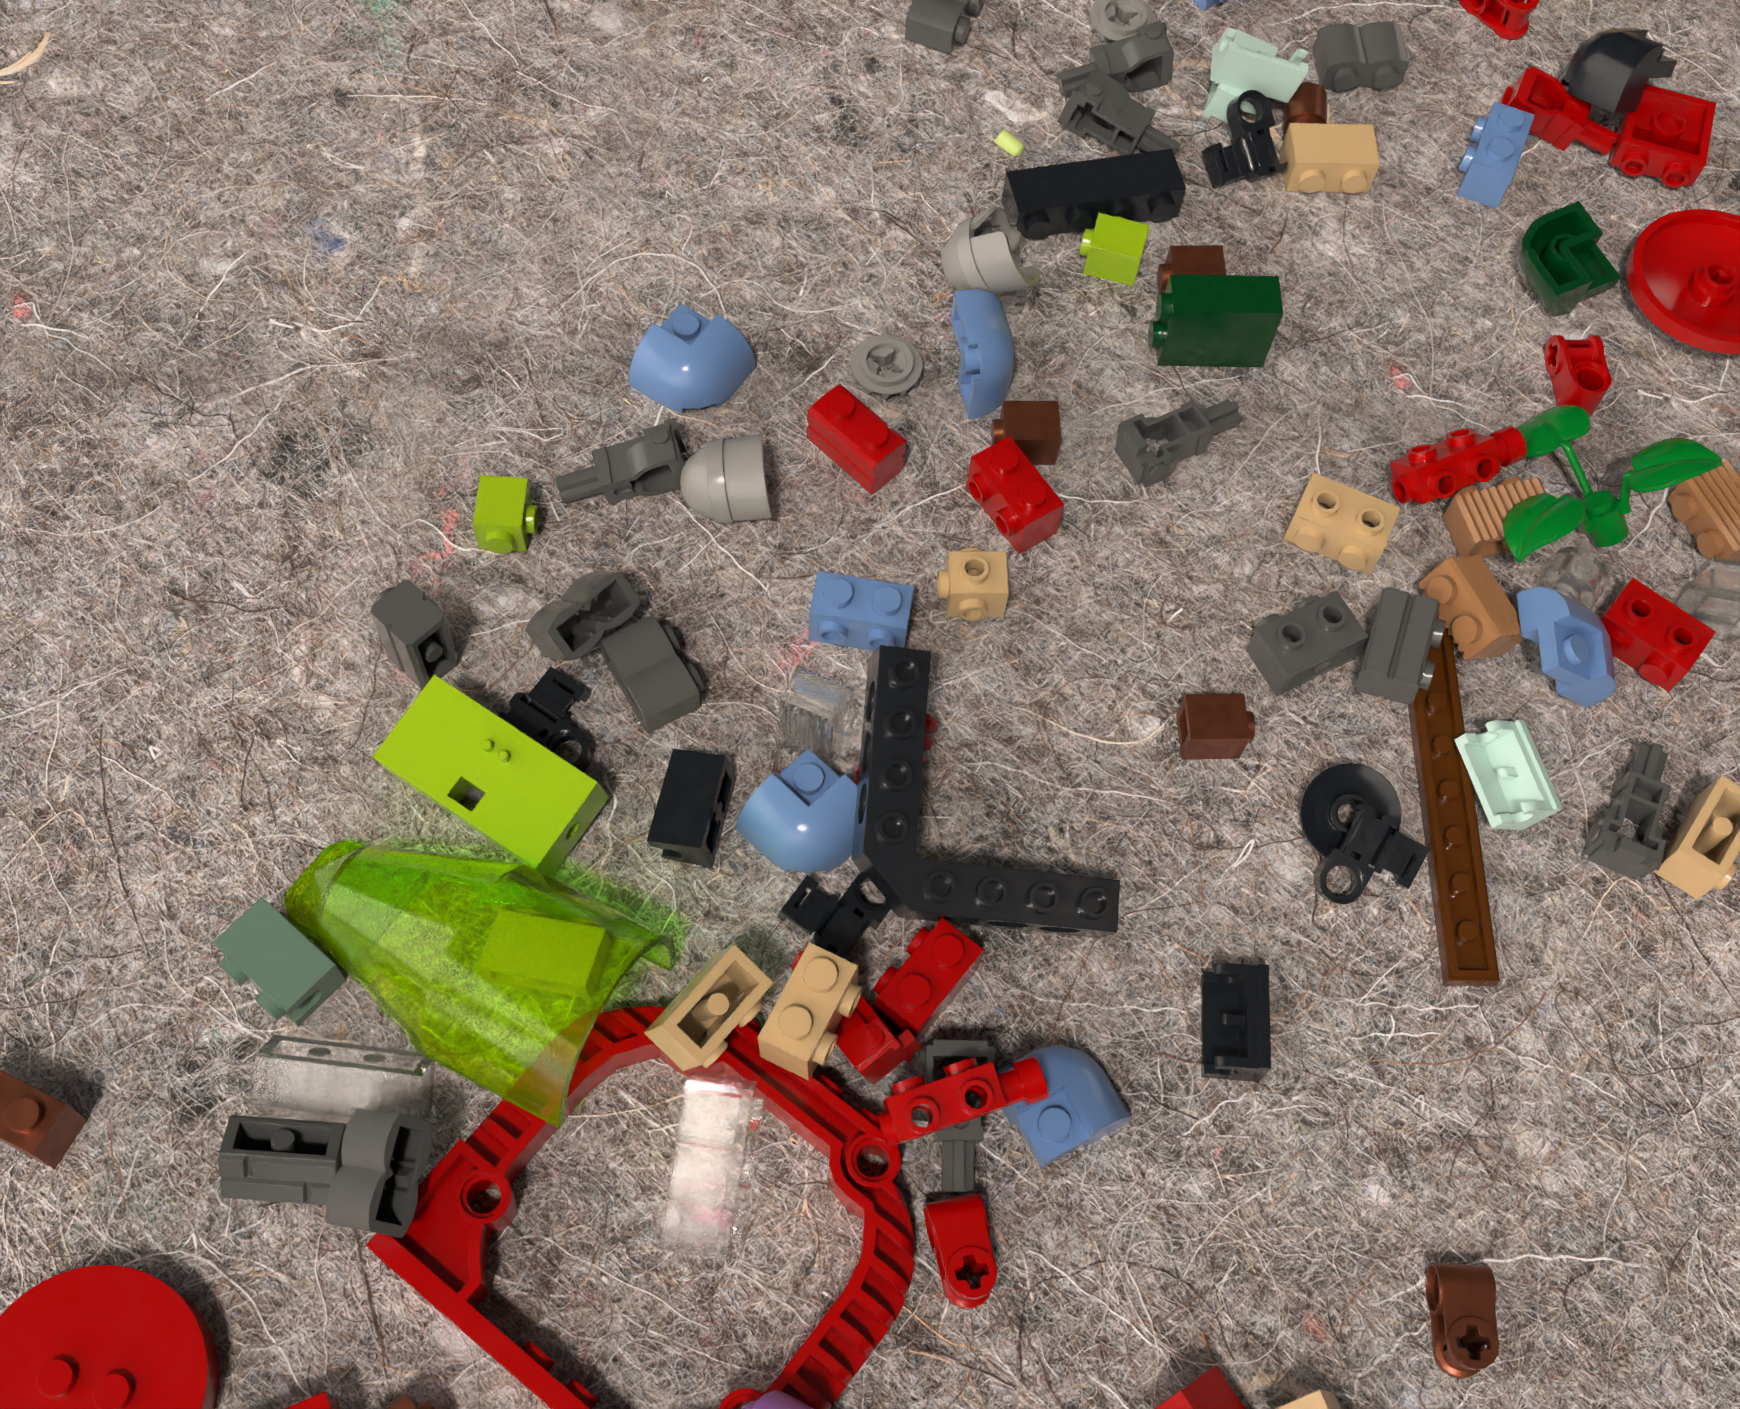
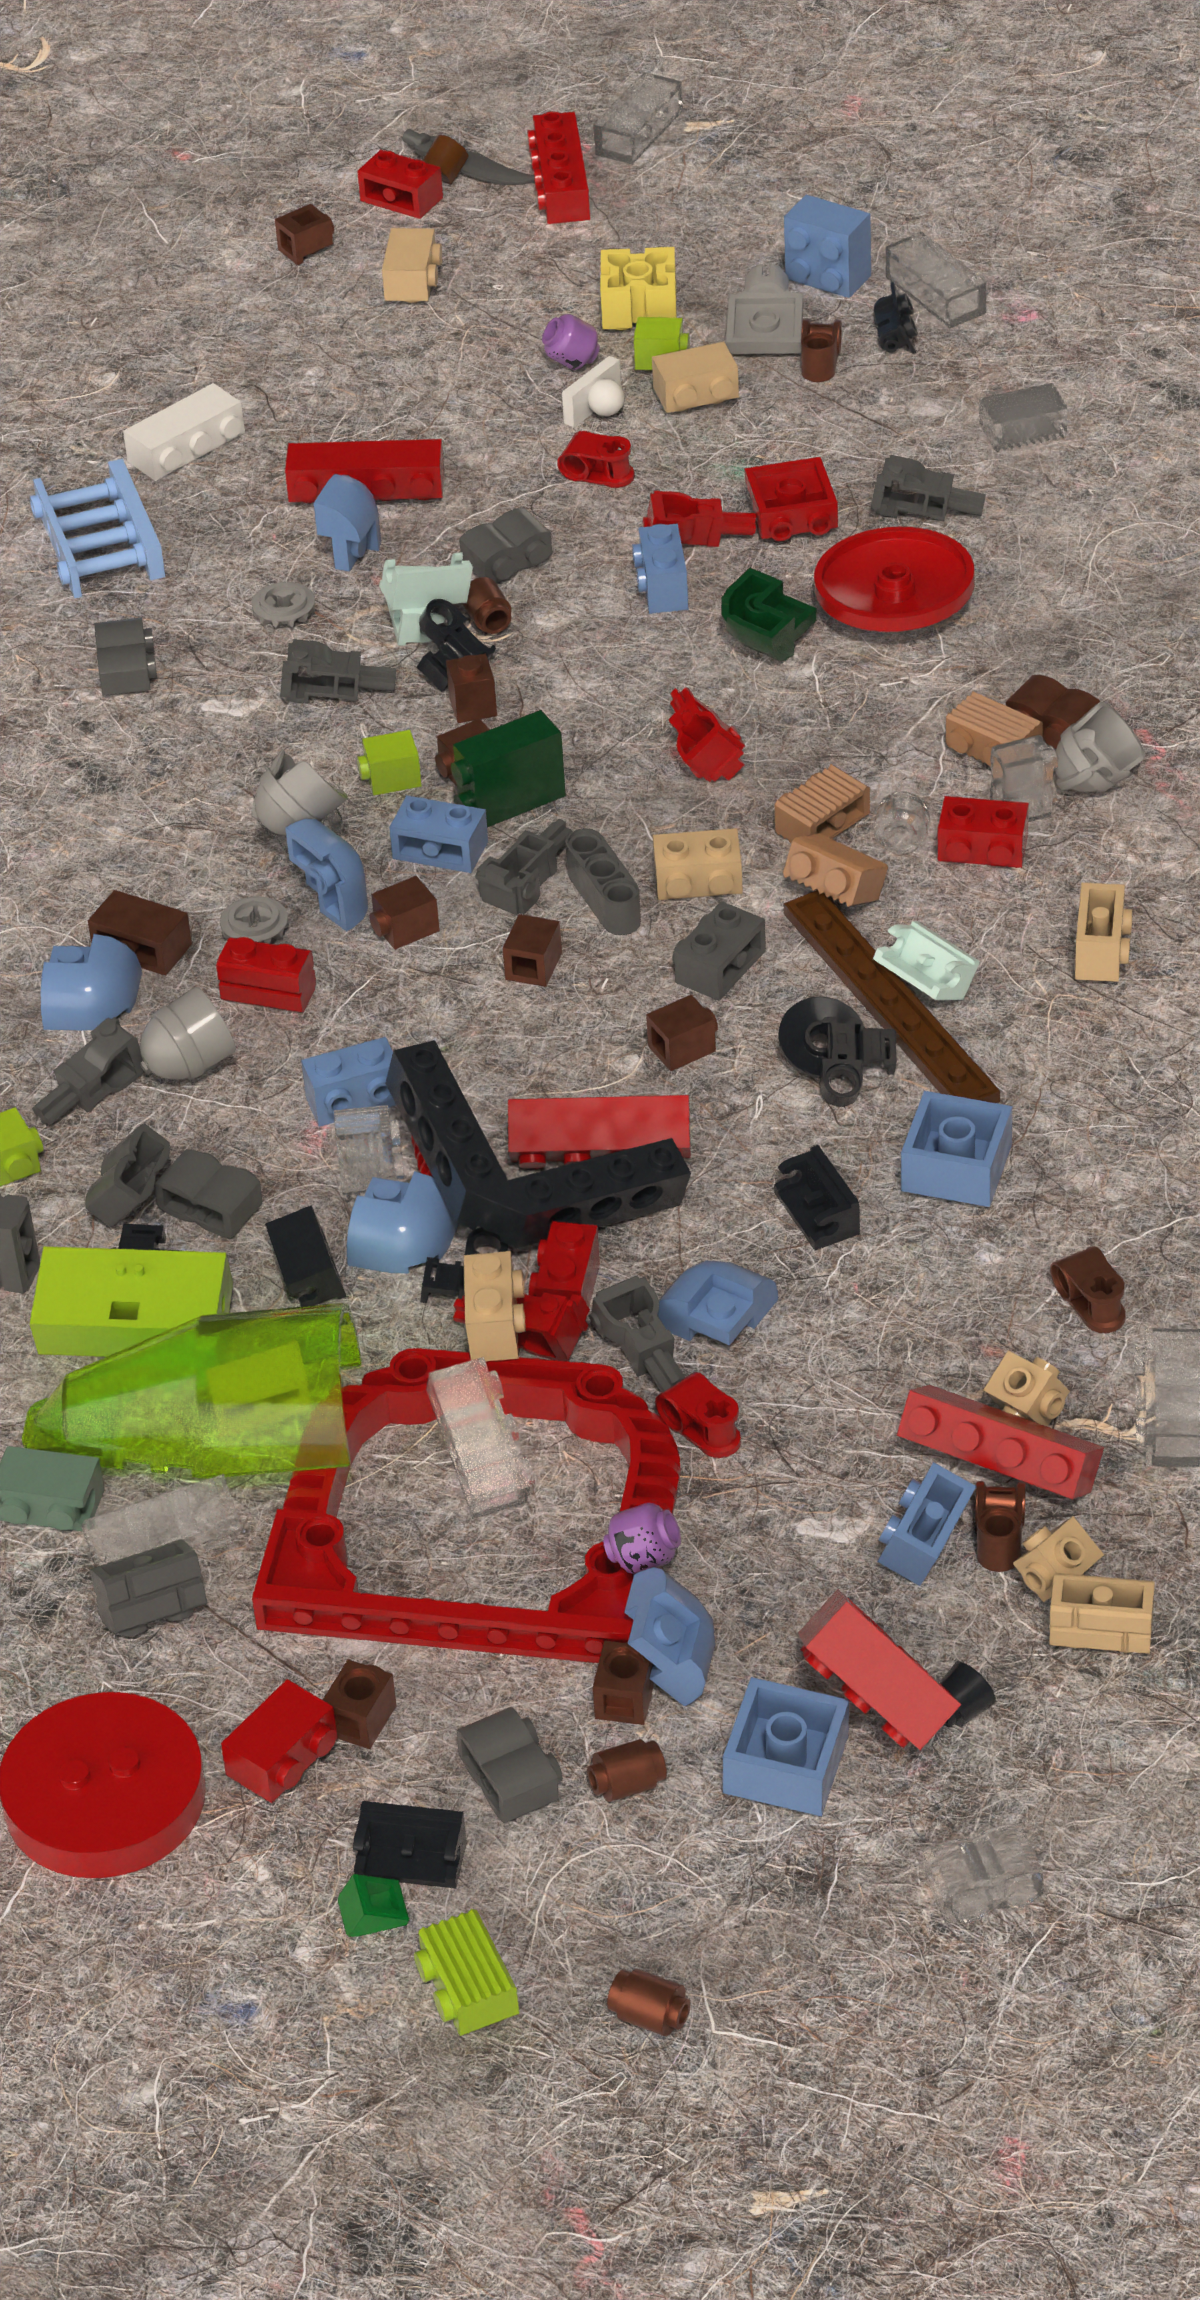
camera: 20 degrees left, 20 degrees down
(379, 1172) = (233, 1539): dark grey brick -> none
(709, 1008) = (415, 1333): tan brick -> none
(774, 325) = (151, 930): none -> copper brick
(945, 1098) = (624, 1311): red brick -> none
(974, 584) = (432, 1017): tan brick -> none
(1008, 142) = (245, 731): yellowish green piece -> none
(1014, 495) = (422, 955): red brick -> none
(1061, 813) = (593, 1127): none -> red brick
(1074, 193) = (335, 734): black brick -> none
(1113, 355) = (439, 834): none -> medium blue brick
(1124, 543) = (532, 950): none -> copper brick
(1134, 62) = (324, 620): dark grey piece -> none
(1235, 514) = (603, 881): none -> dark grey beam
(1238, 202) = (471, 688): none -> copper brick
(1329, 157) = (527, 627): tan brick -> none
(1399, 646) = (792, 916): dark grey brick -> none
(1413, 1048) = (956, 1148): none -> medium blue brick
(1429, 355) = (704, 739): none -> red piece
(1454, 463) = (762, 783): red brick -> none
(1546, 519) = (893, 767): green plant -> none
(1571, 644) = (923, 856): medium blue brick -> none
(1578, 371) = (823, 690): red piece -> none
(1615, 68) = (723, 463): black brick -> none
(1640, 799) = (1051, 962): dark grey piece -> none

